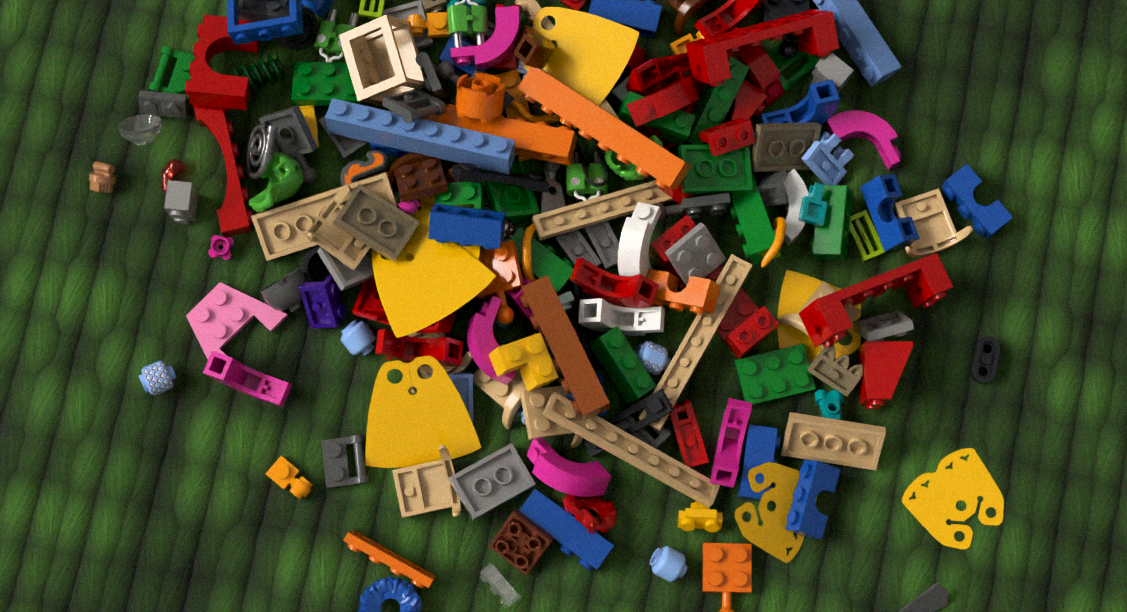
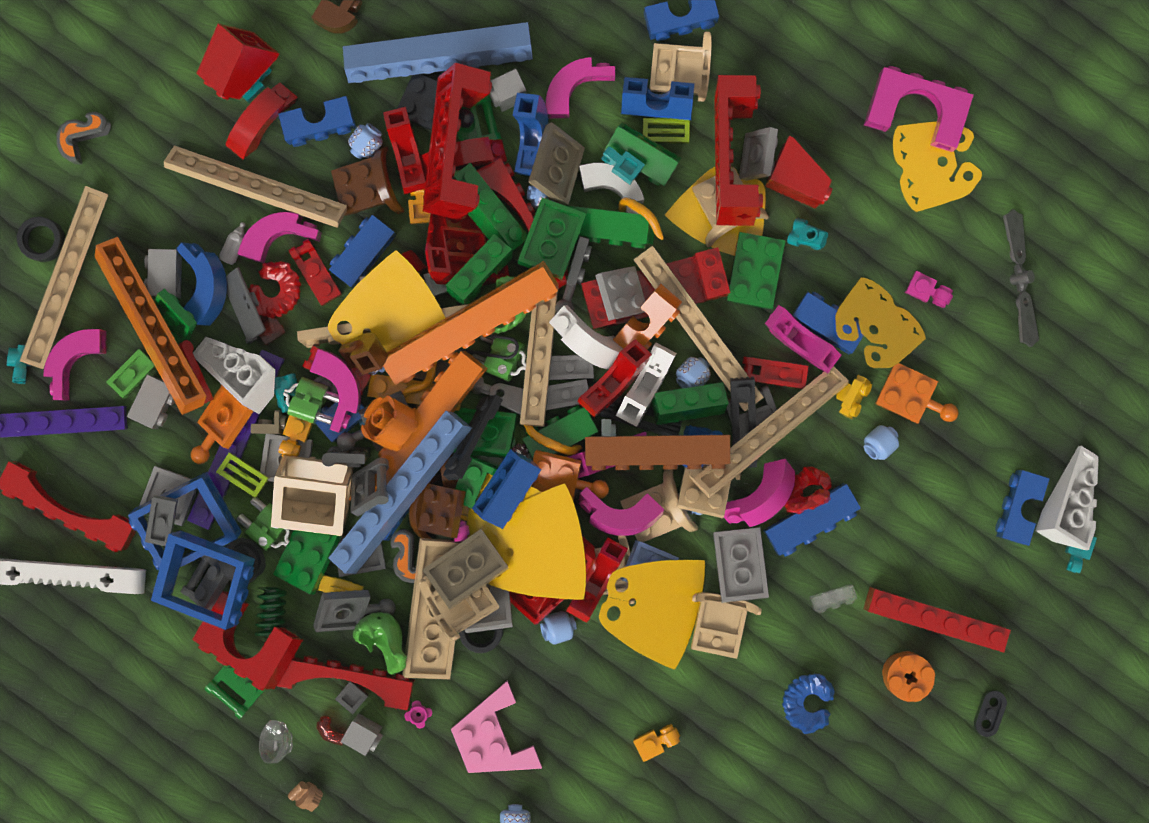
camera: 60 degrees left, 10 degrees up
(163, 104) = (260, 712): flat silver plate -> none
(211, 180) = (351, 697): none -> dark grey plate
(246, 380) = (552, 744): dark pink arch -> none
(265, 150) = (345, 638): flat silver piece -> none
(285, 291) = (488, 673): dark grey cylinder -> none
(322, 303) = (513, 646): dark purple bracket -> none
(336, 461) = (663, 694): dark grey plate -> none
(398, 564) = (763, 688): orange plate -> none
(521, 542) = (805, 563): copper tile -> none
(527, 356) = (651, 487): yellow brick -> none
(663, 101) = (473, 256): red arch -> none
(728, 136) = (526, 213): red bracket -> none
(773, 189) = (589, 194): dark grey panel -> none
(803, 516) = (867, 282): blue arch -> none
(824, 164) = (583, 137): light blue plate -> none
(833, 441) = (840, 247): tan plate -> none
(833, 540) = (923, 287): none -> dark pink plate
(836, 371) = (780, 216): dark tan plate -> none
(984, 360) = (827, 75): black plate -> none
(1007, 426) = (950, 103): none -> dark pink arch

